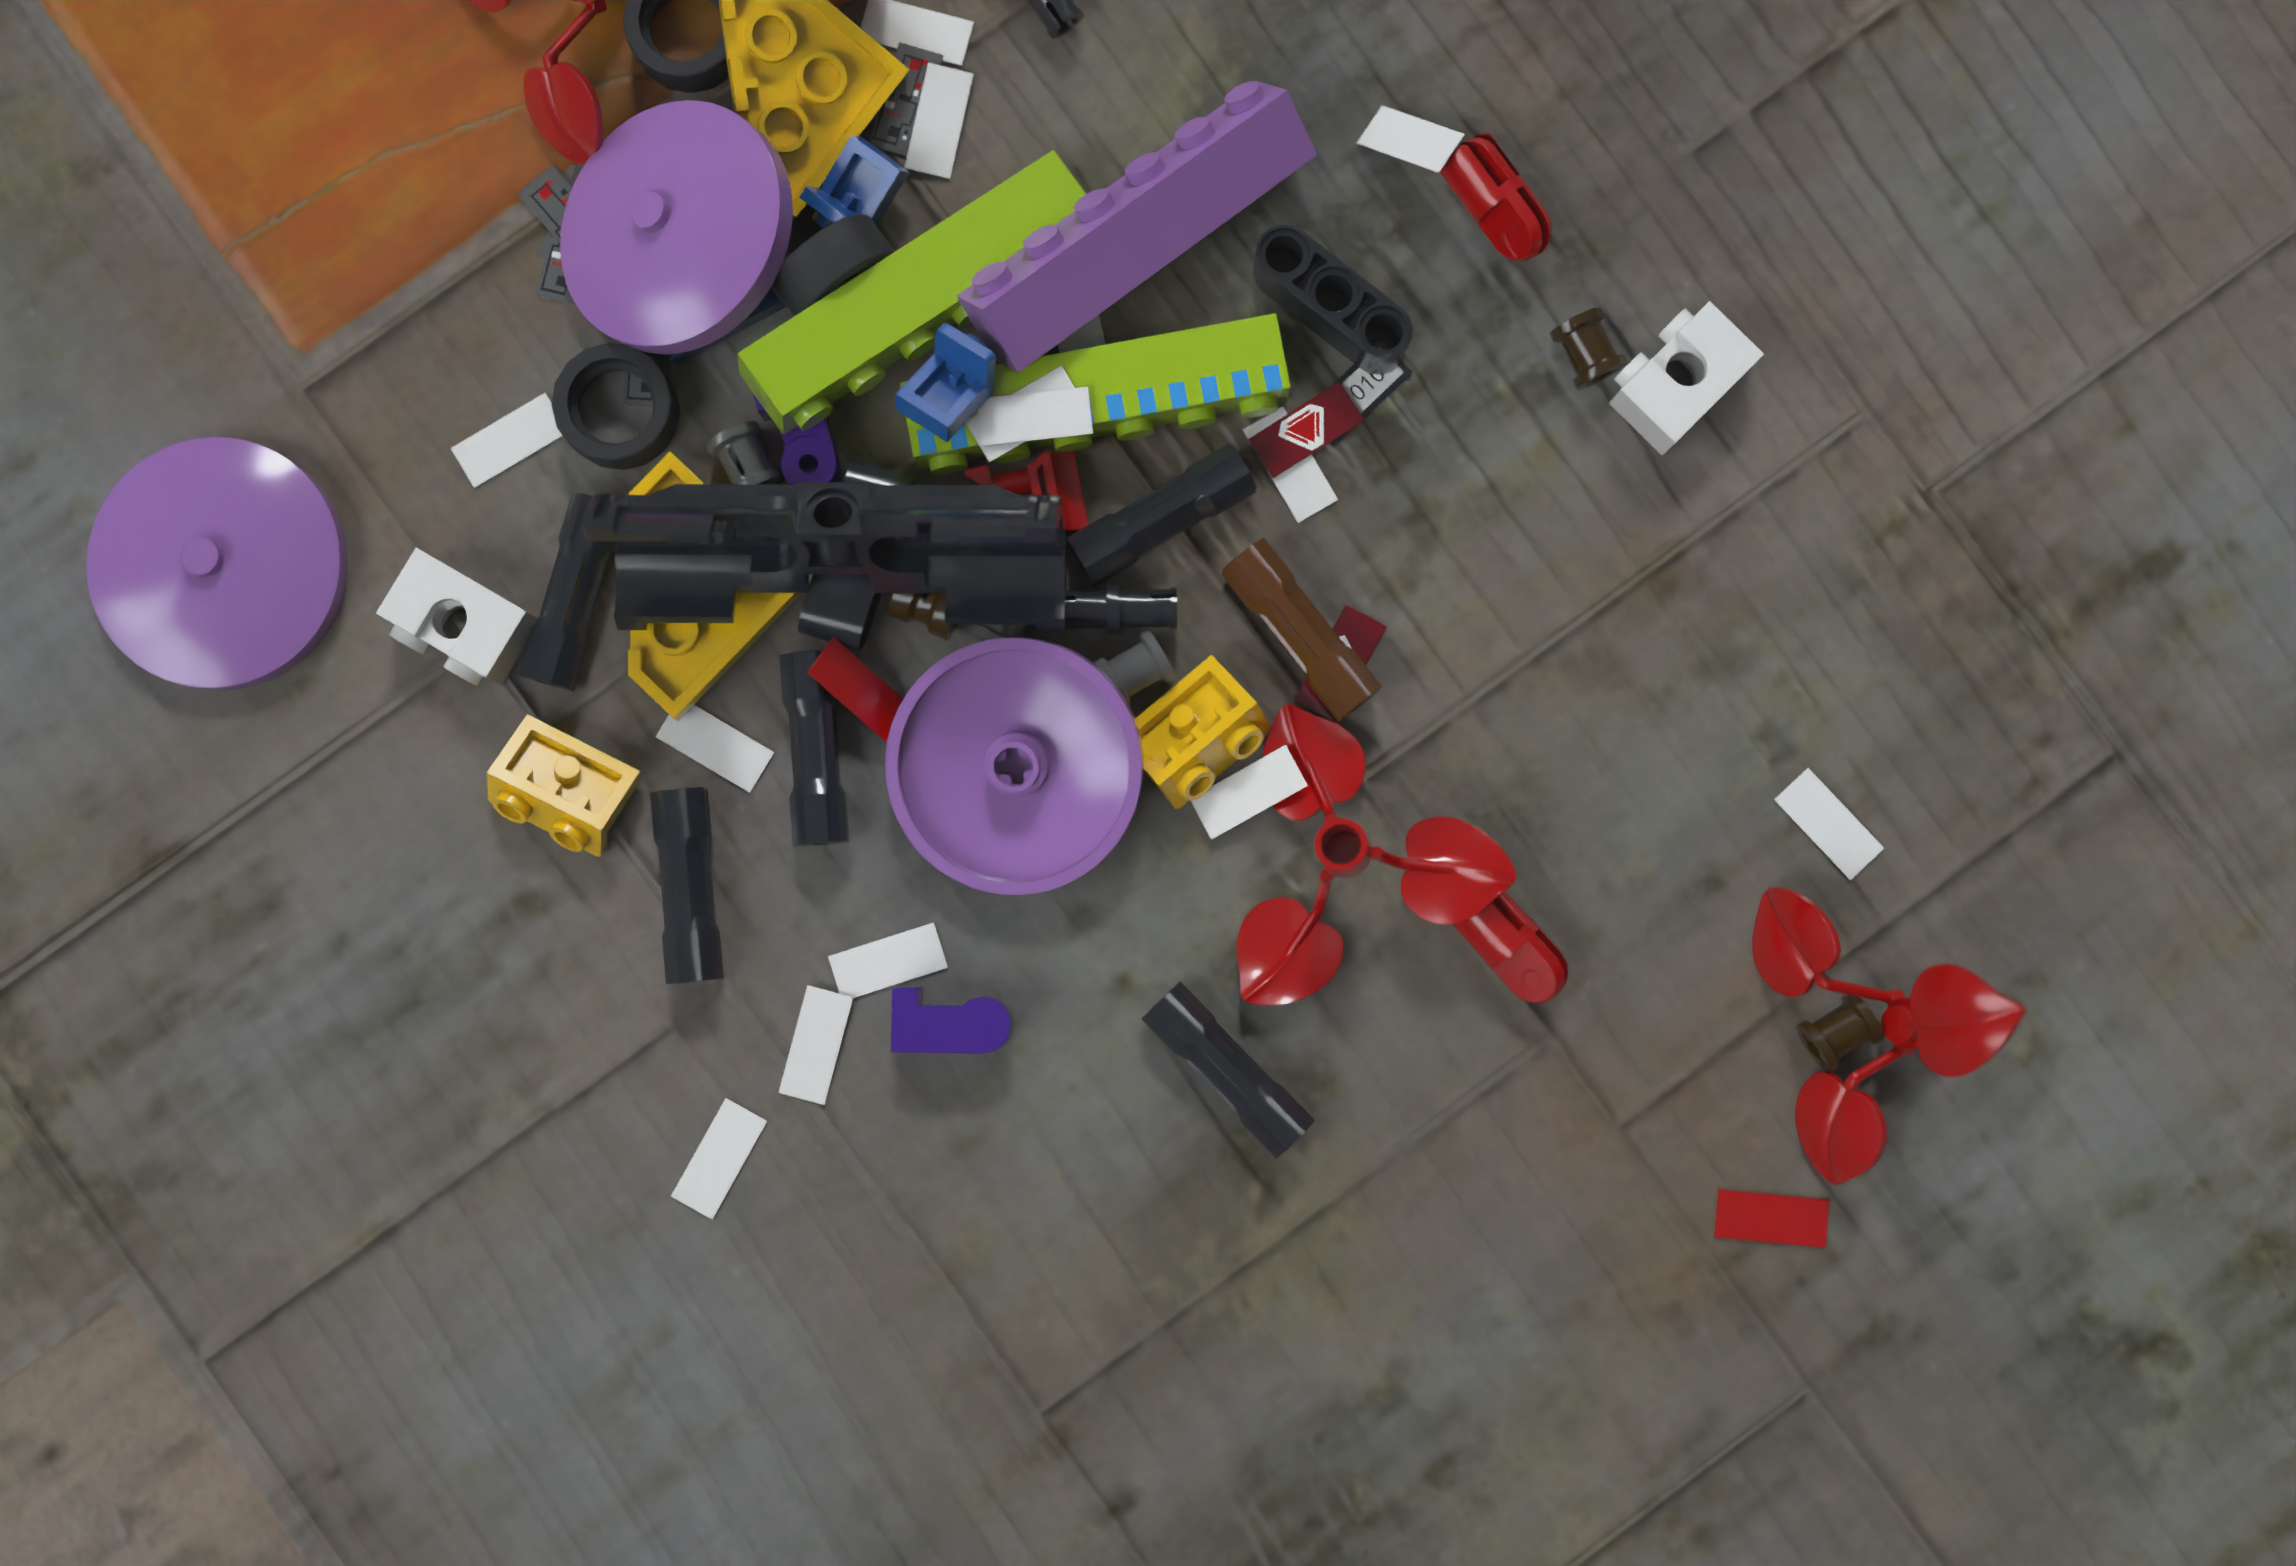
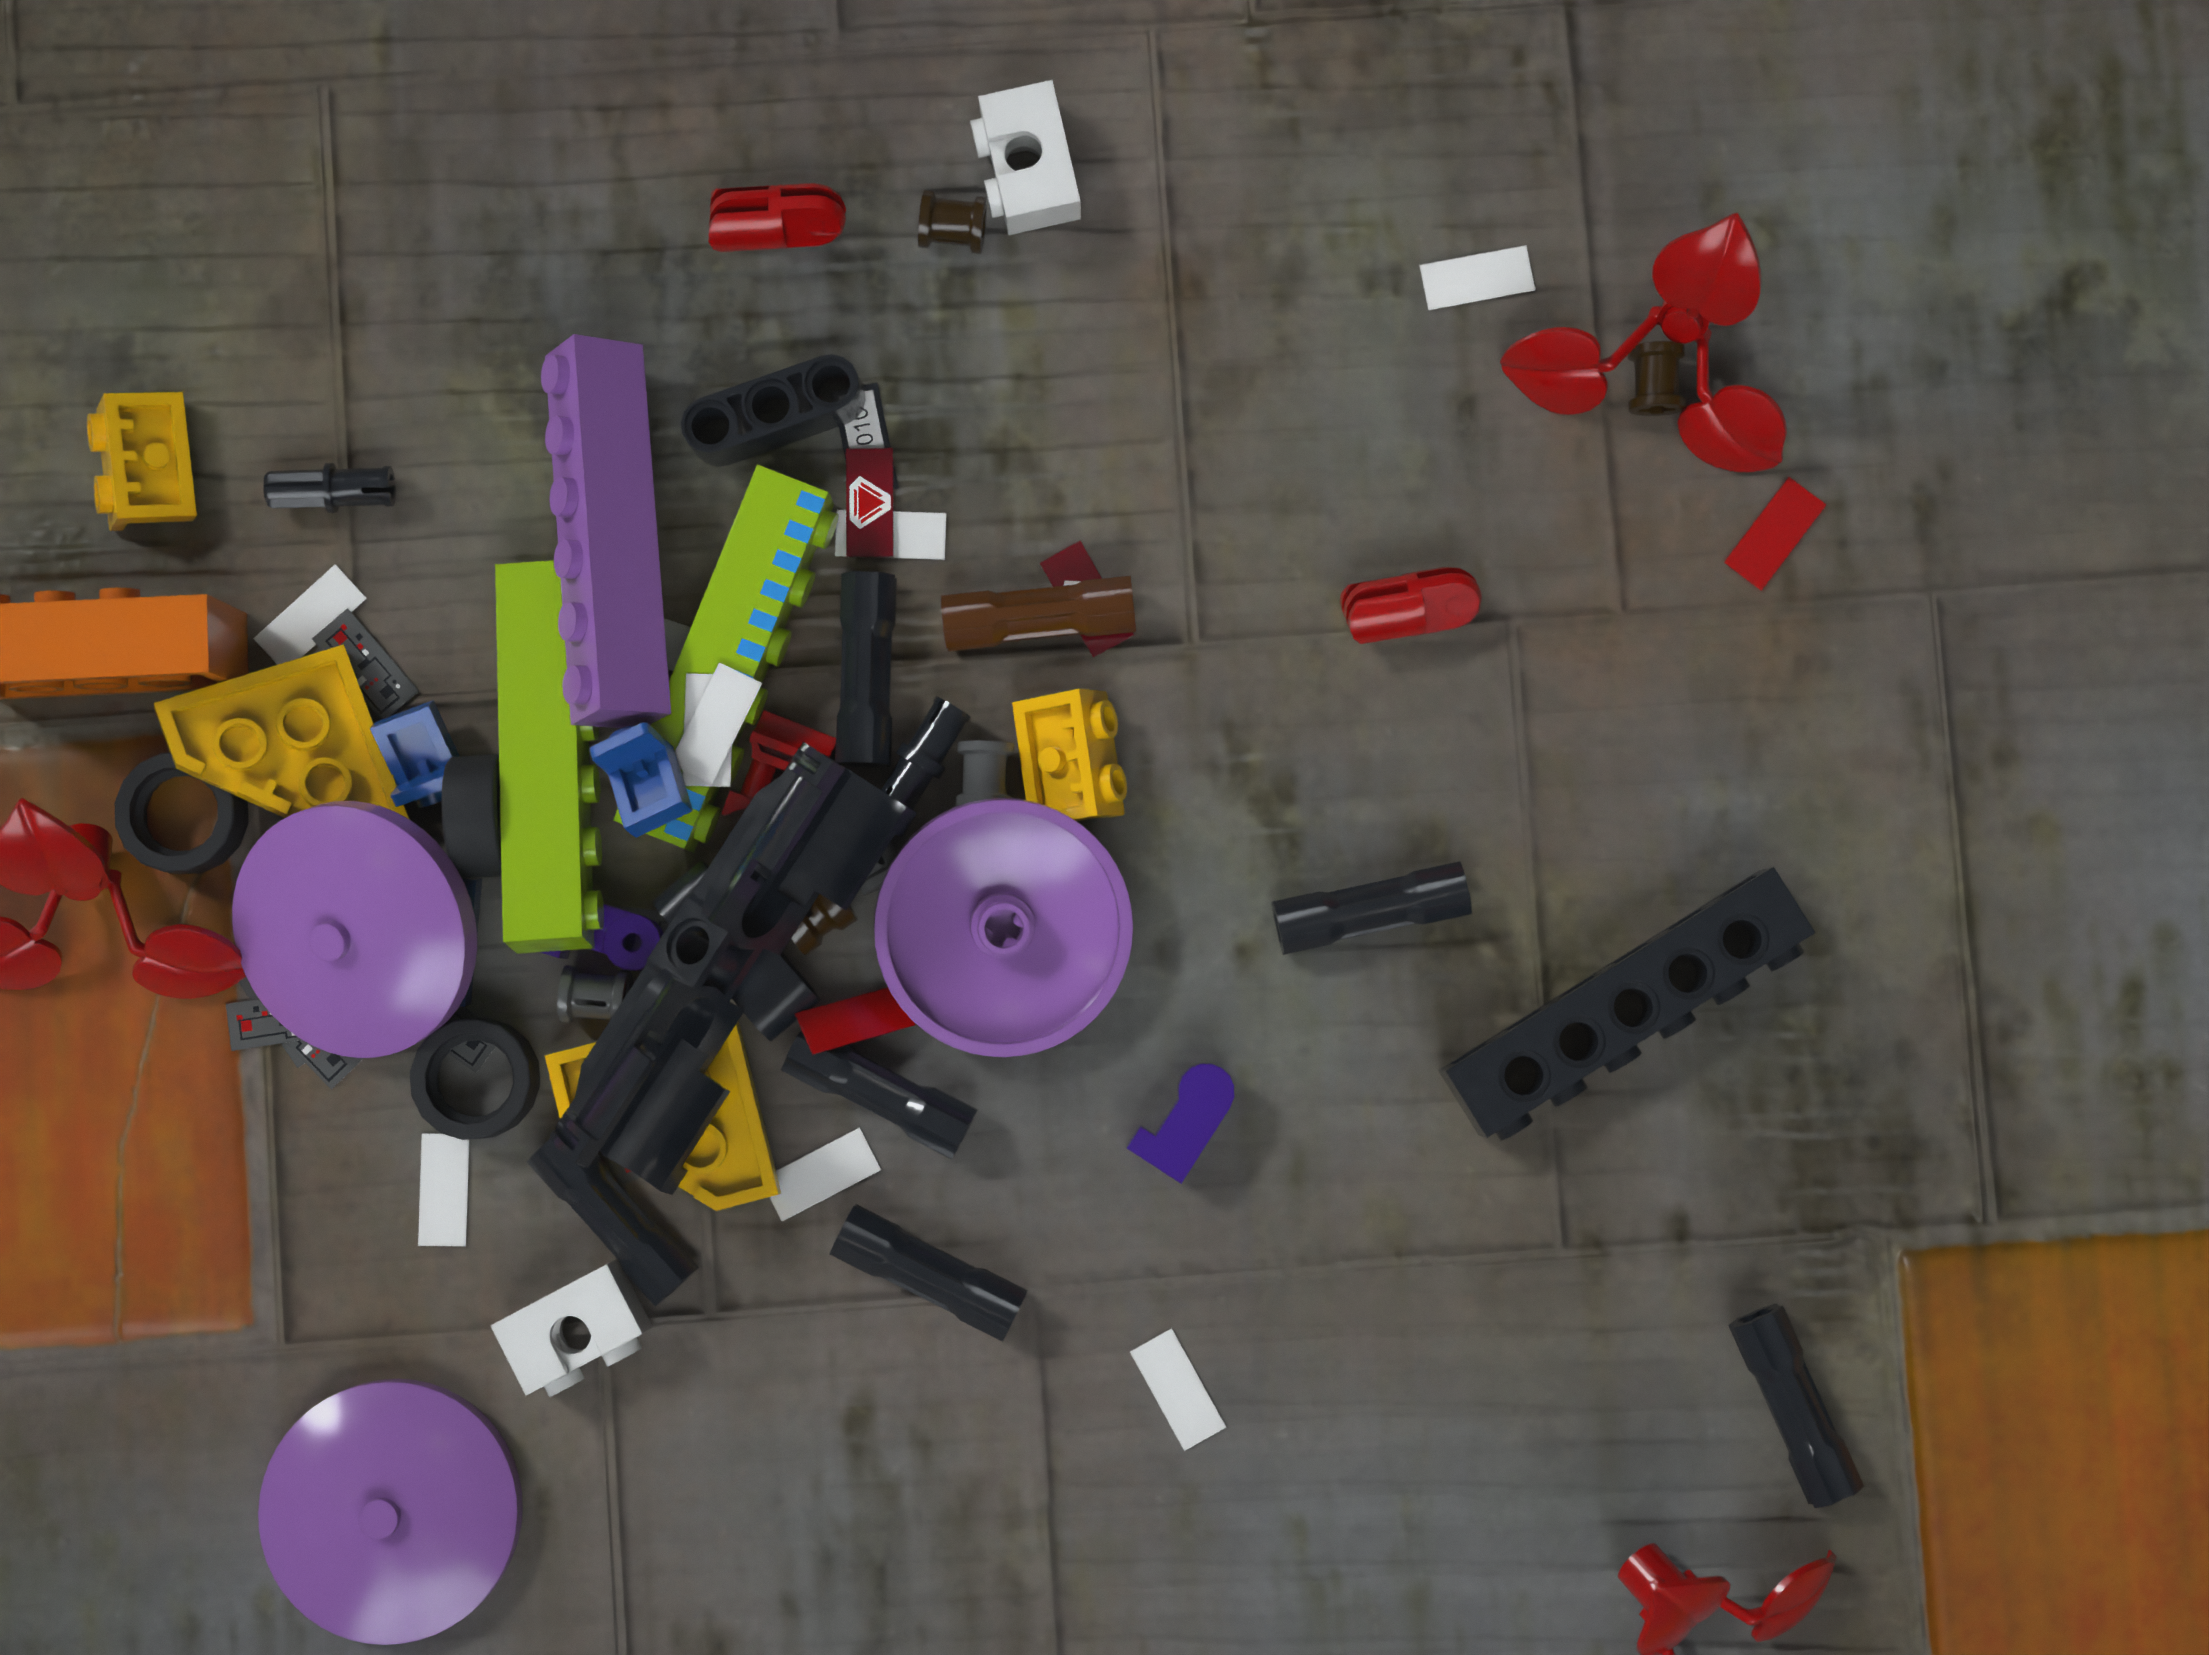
camera: 55 degrees left, 0 degrees up
(560, 786) = (774, 1328): yellow bracket -> none
(815, 1045) = (1132, 1246): white sticker -> none
(888, 961) = (1100, 1141): white sticker -> none
(939, 120) = (402, 647): white sticker -> none
(1249, 792) = (1148, 743): white sticker -> none
(1410, 139) = (678, 257): white sticker -> none
(1440, 1399) = (1757, 903): none -> black brick
(1447, 877) = (1321, 616): red plant -> none

